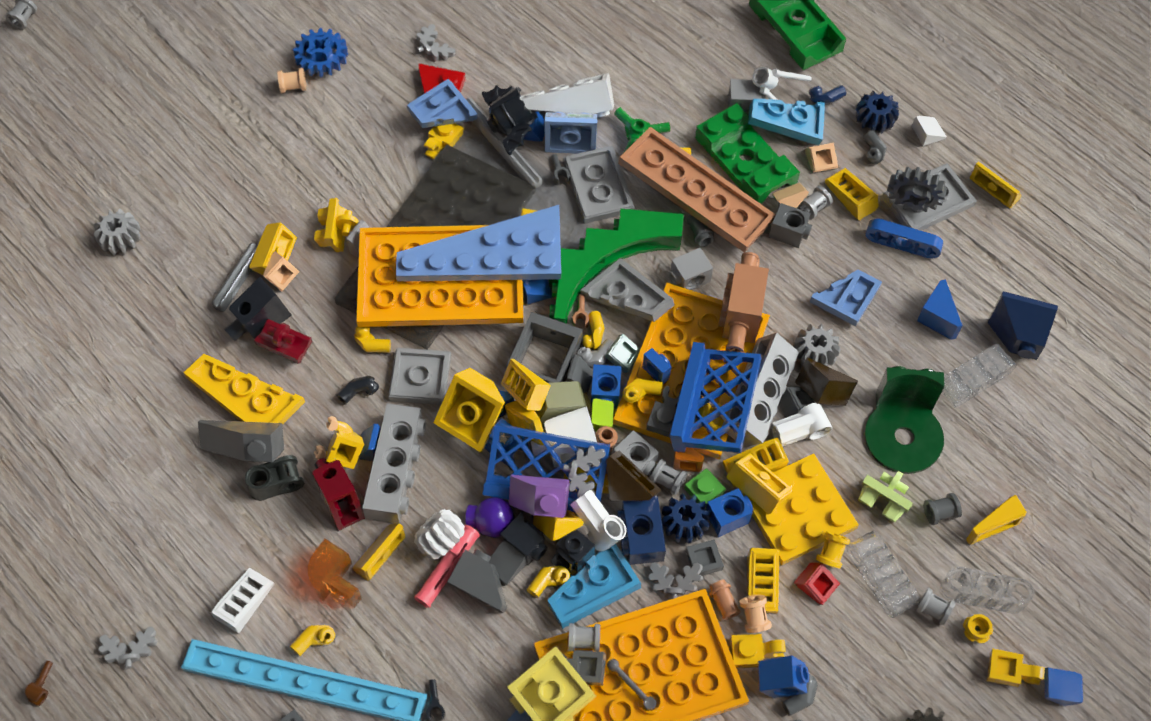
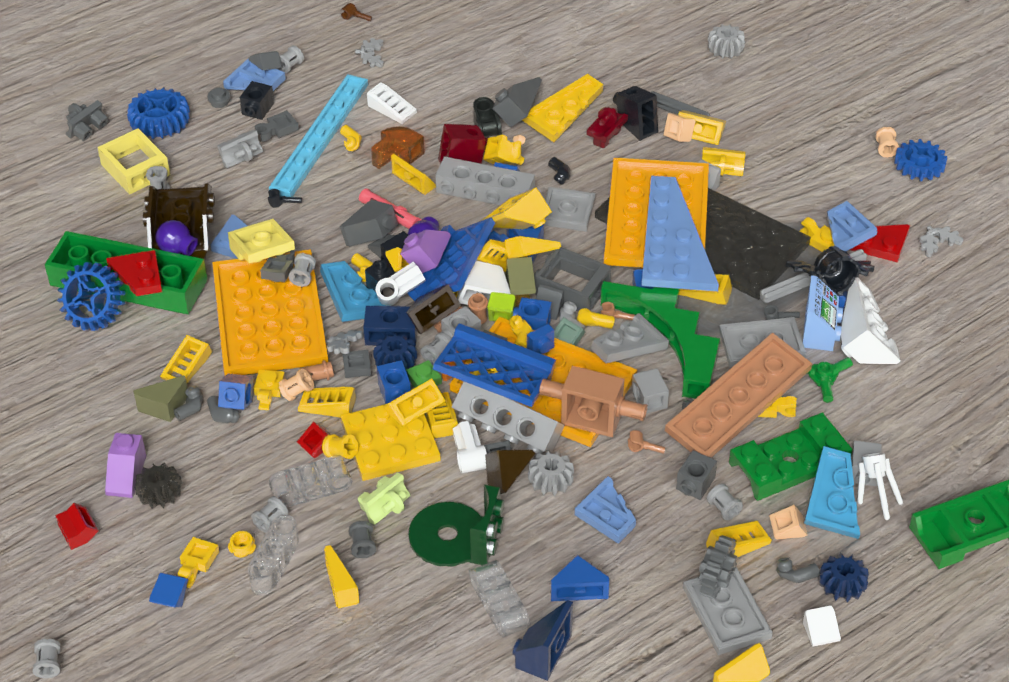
camera: 100 degrees right, 15 degrees down
(369, 343) = (602, 180): yellow arm -> none
(439, 534) = (413, 199): white gear -> none
(582, 462) = (445, 272): light grey animal -> none
(649, 702) = (241, 308): dark grey hinge -> none
(791, 195) = (729, 475): light nougat slope -> none
(827, 97) = (869, 542): dark blue arm -> none
(891, 235) = (672, 570): blue beam -> none

